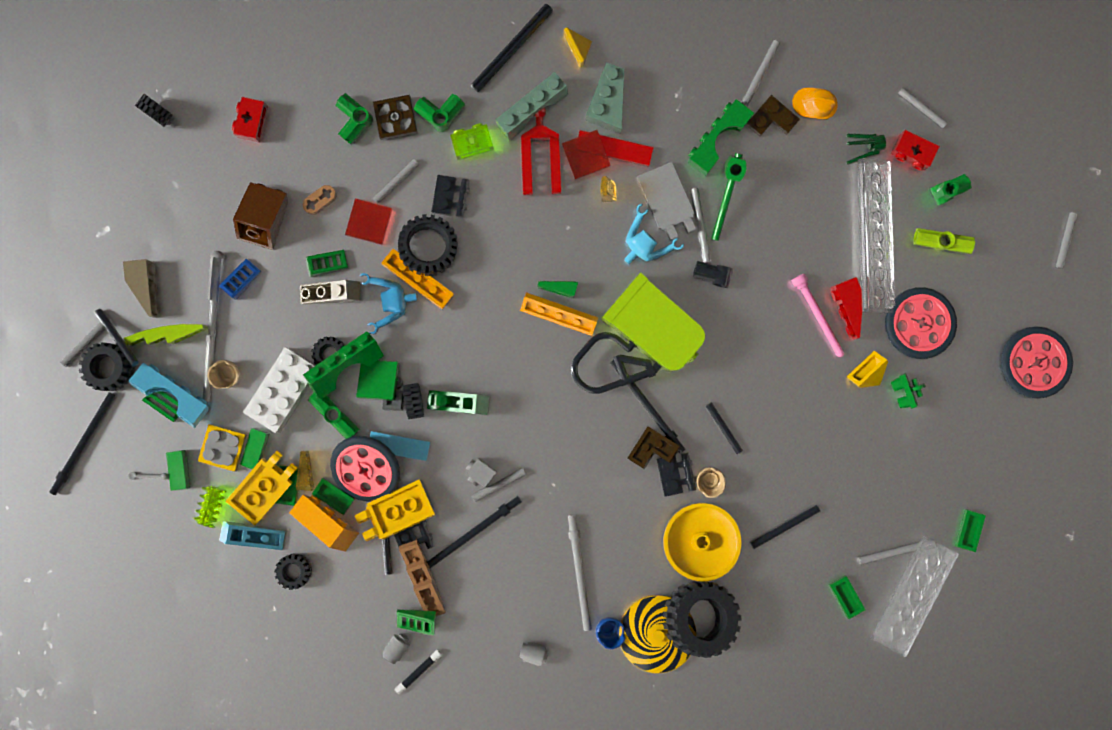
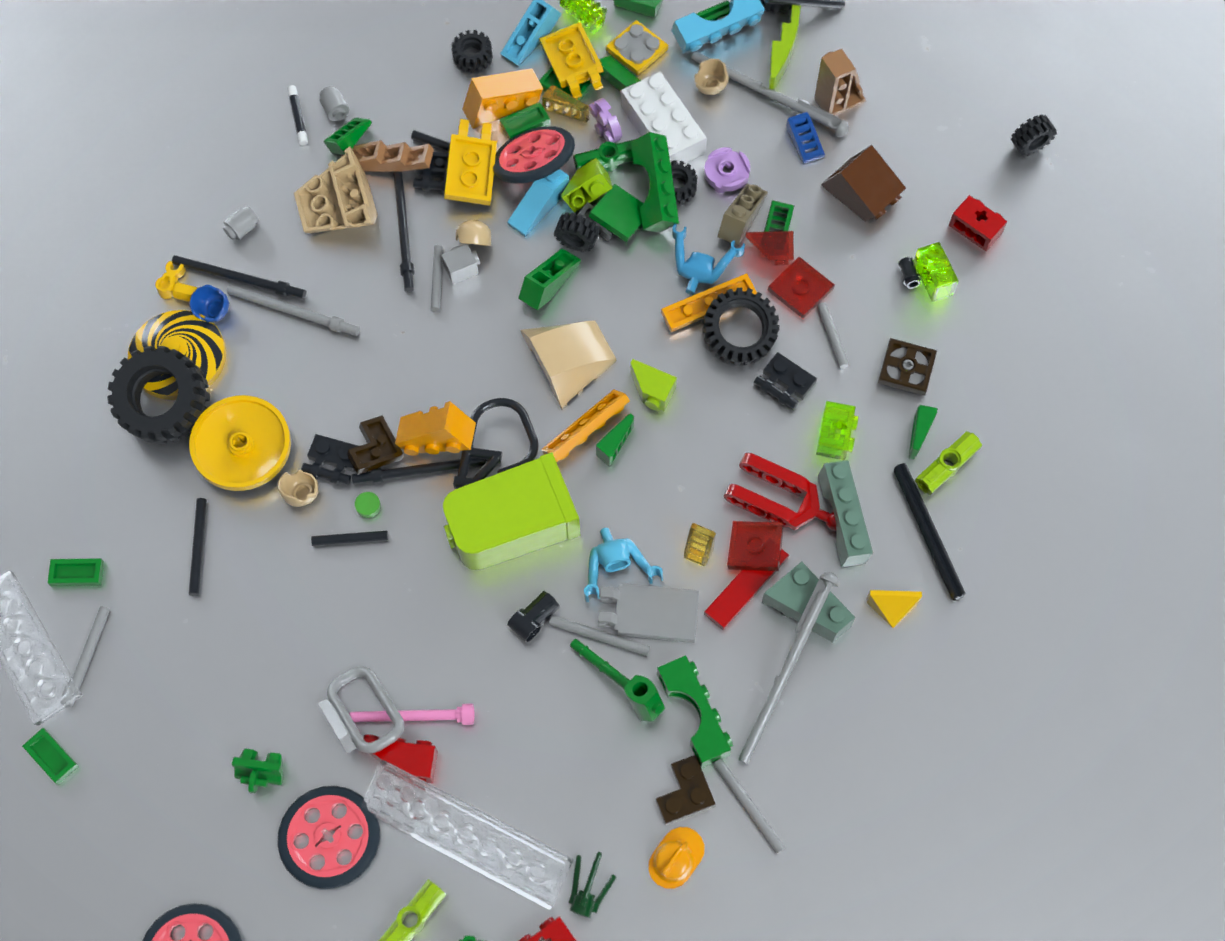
camera: 120 degrees right, 20 degrees down
(139, 278) = (858, 47): dark tan slope -> none
(186, 274) = (838, 84): none -> medium nougat wedge
(287, 323) = (727, 181): none -> lavender plate
(308, 130) = (935, 271): none -> clear neon green brick
(308, 432) = (606, 123): none -> lavender plate
(318, 149) = (911, 277): none -> black pin
(319, 206) = (856, 250): medium nougat beam -> none
(348, 255) = (774, 245): none -> clear red slope
(352, 109) = (934, 327): green piece -> none
(368, 416) = (586, 185): none -> lime slope
(437, 86) = (922, 422): none -> green slope
(444, 52) = (939, 472): none -> lime piece
(448, 111) = (891, 405): green piece -> none
(454, 475) = (473, 233): none -> tan hair
(476, 593) = (336, 197): none -> tan wedge
(505, 283) = (652, 385): none -> lime slope
(509, 356) = (570, 356): none -> tan wedge
(567, 591) = (280, 287): none -> black bar
(611, 674) = (170, 287): none -> yellow bar
(626, 409) = (435, 431): none -> light orange wedge
(632, 90) = (803, 629): none -> light grey bar
(694, 430) = (367, 505): none -> bright green tile
(851, 355) = (344, 725): none -> light grey bar
(870, 371) = (309, 737): yellow slope -> none

